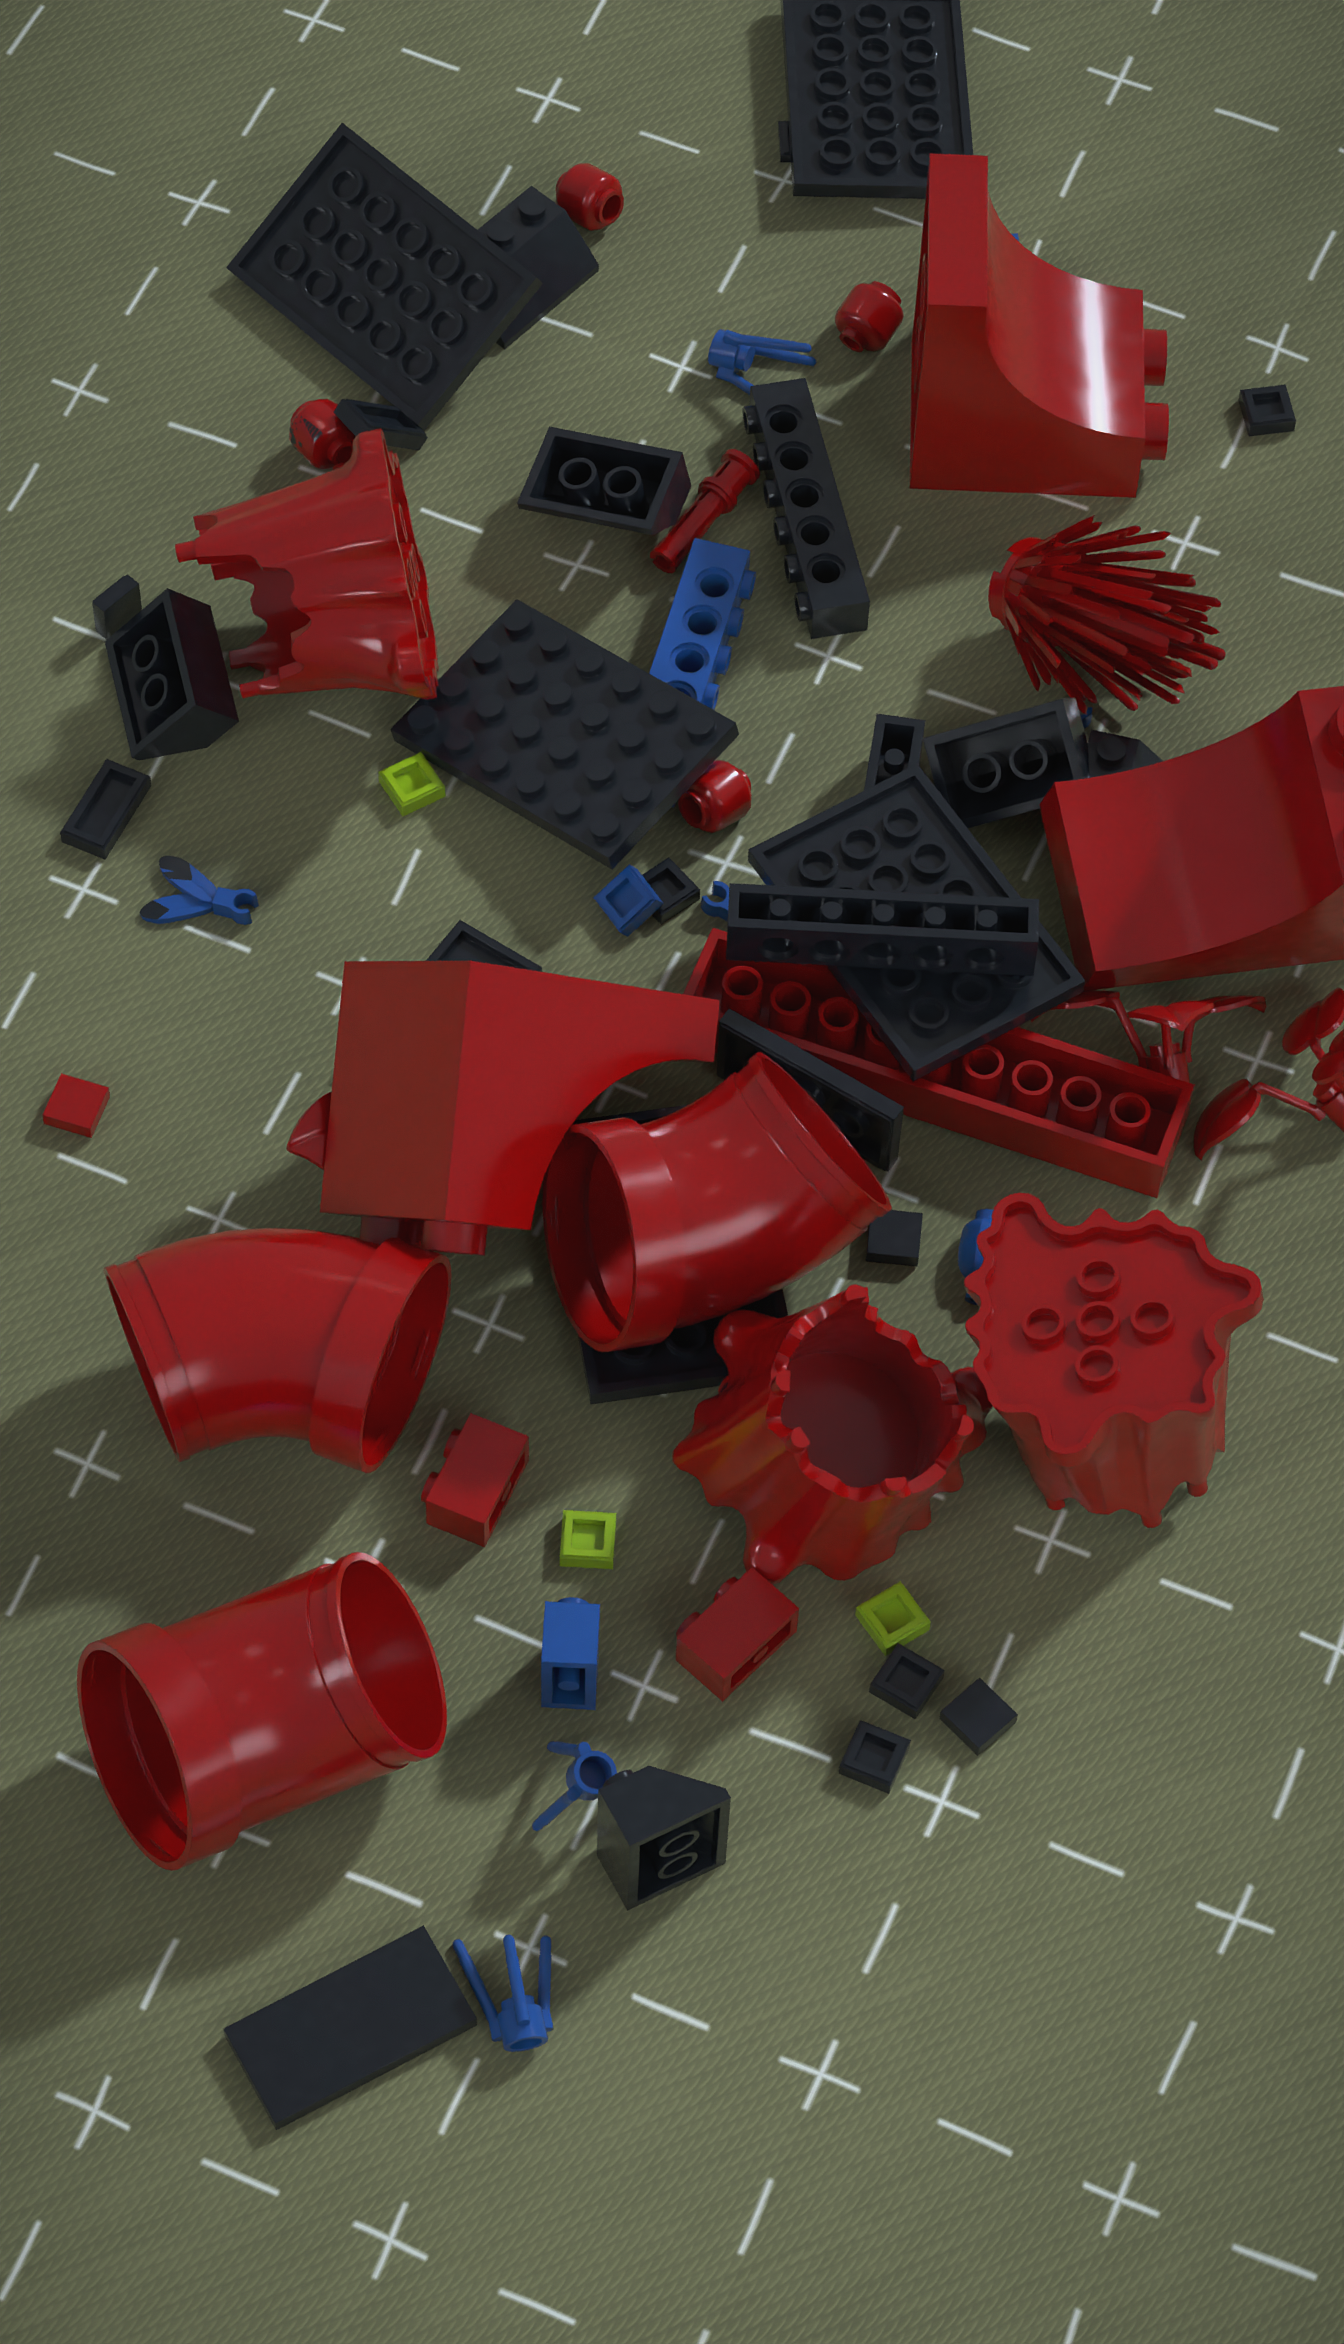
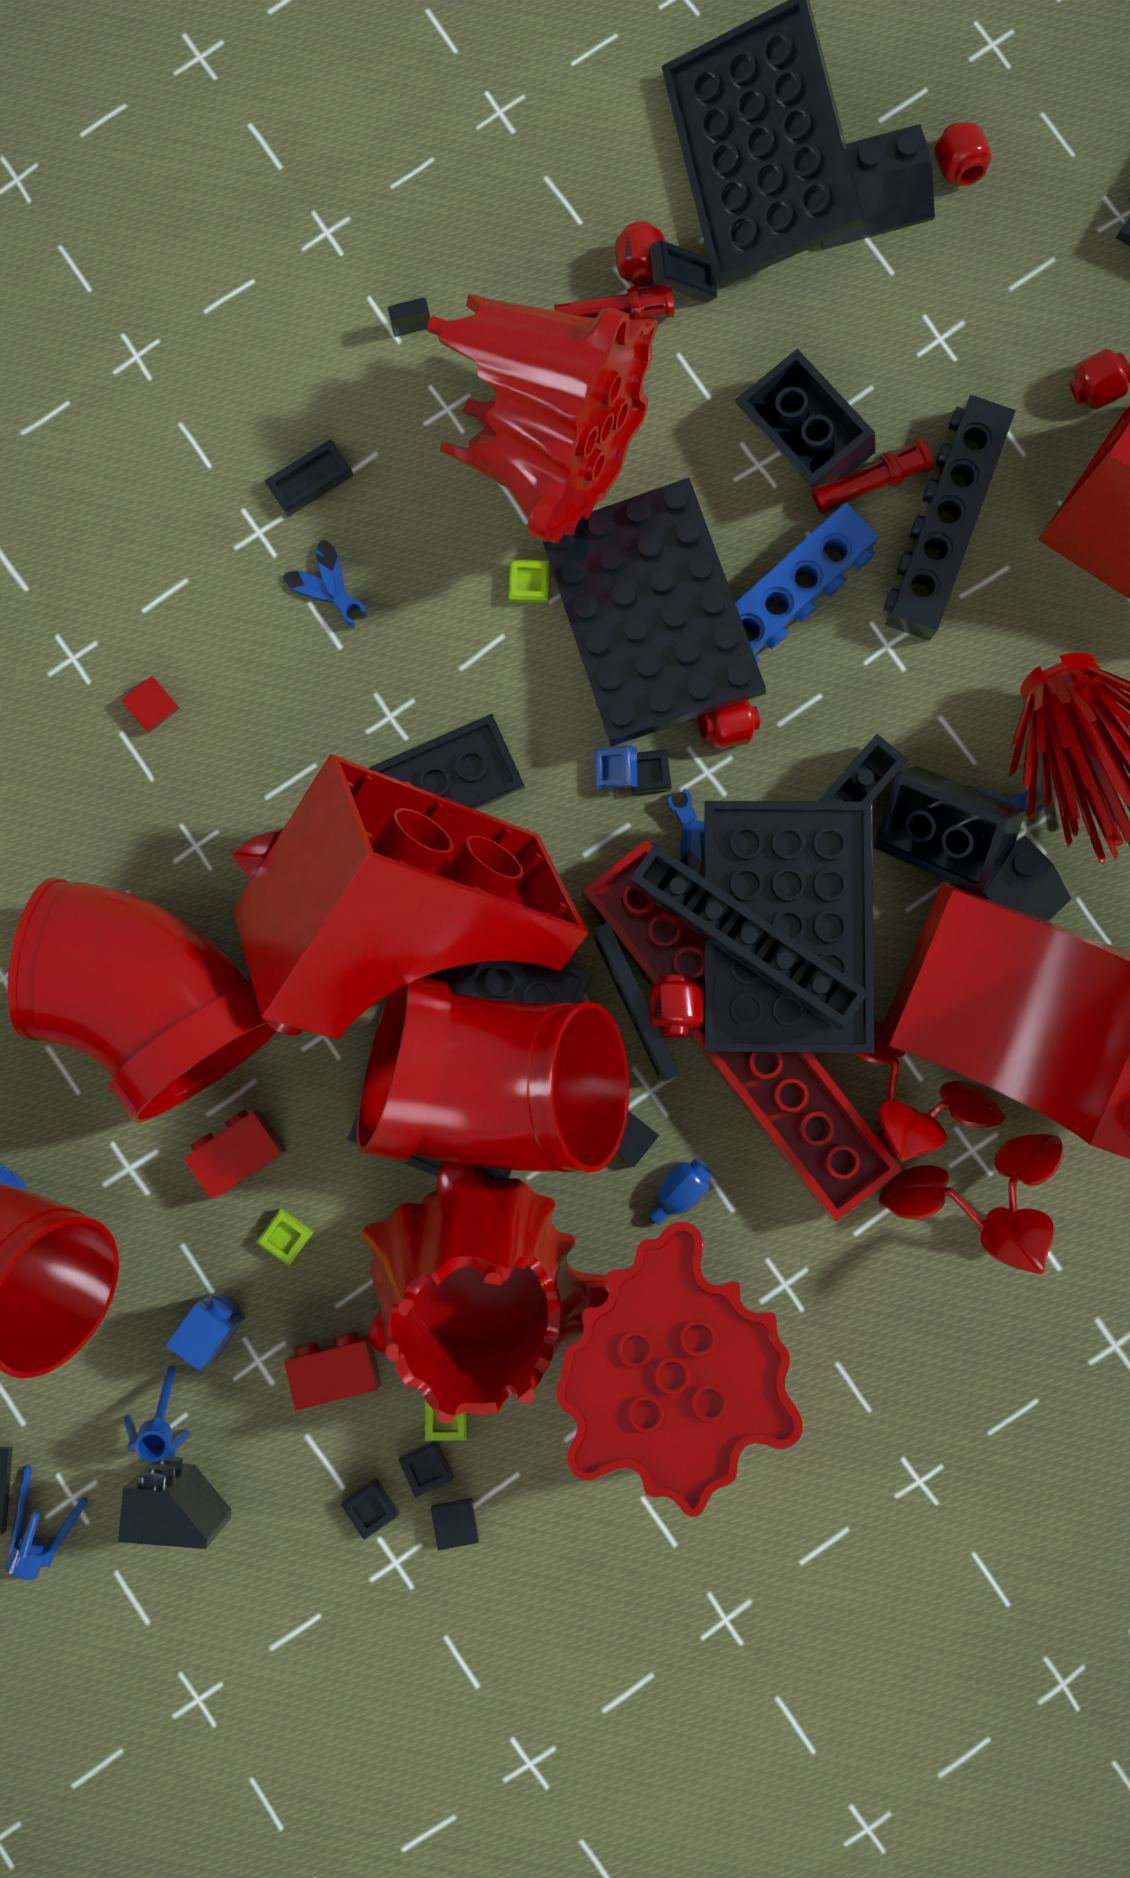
camera: 35 degrees right, 25 degrees up
(171, 678) = (412, 400): black slope -> none
(736, 352) = (982, 353): blue plant -> none
(854, 1045) = (676, 1005): none -> red head

